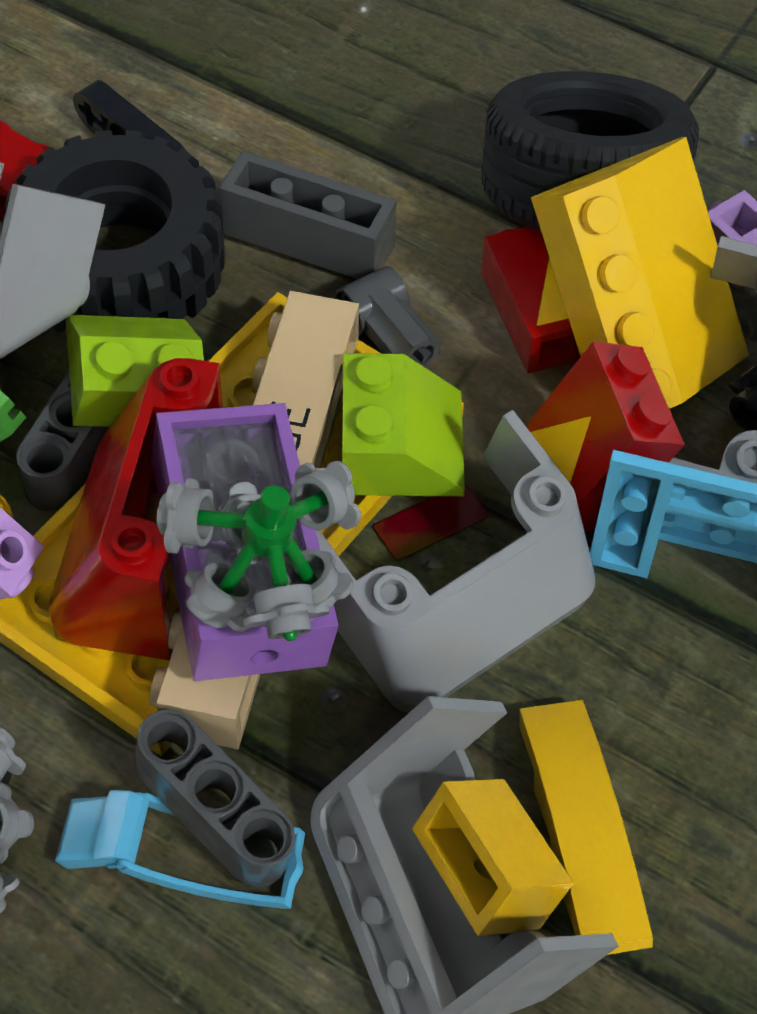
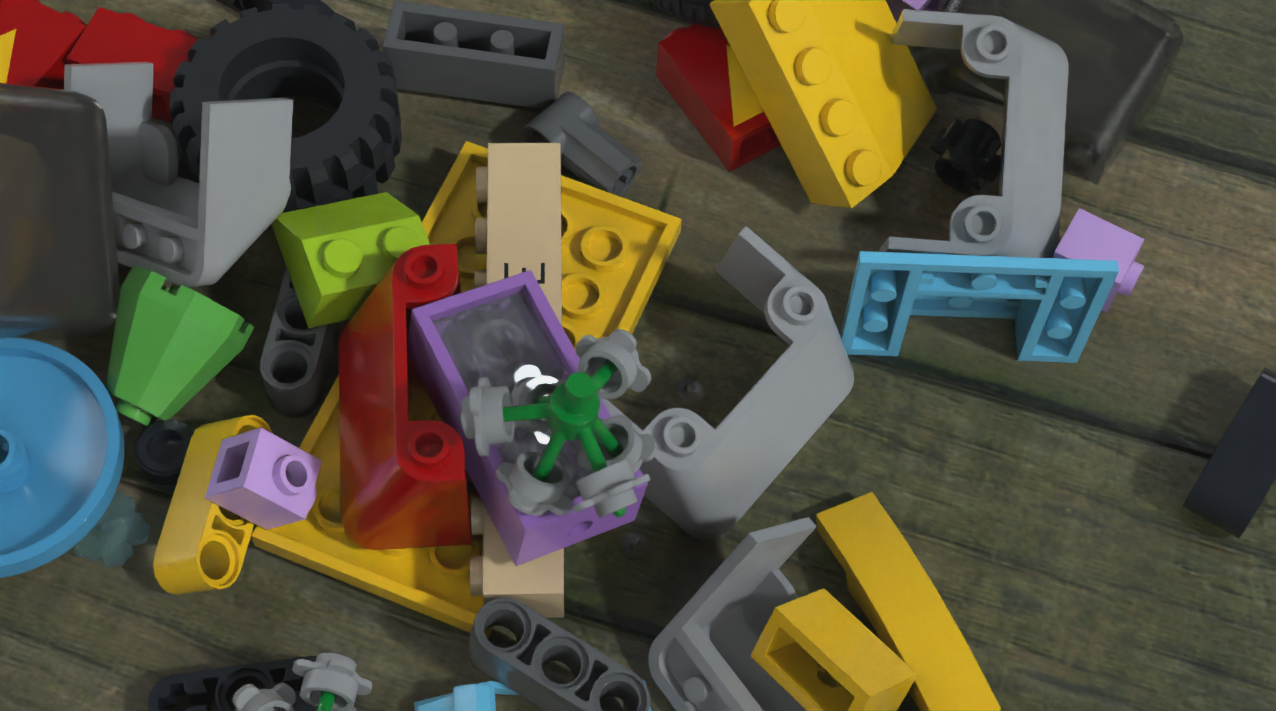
camera: 15 degrees left, 5 degrees up
(400, 428) = (629, 262): lime slope -> none
(429, 522) = (681, 342): dark red sticker -> none
(602, 407) = (829, 212): red brick -> none

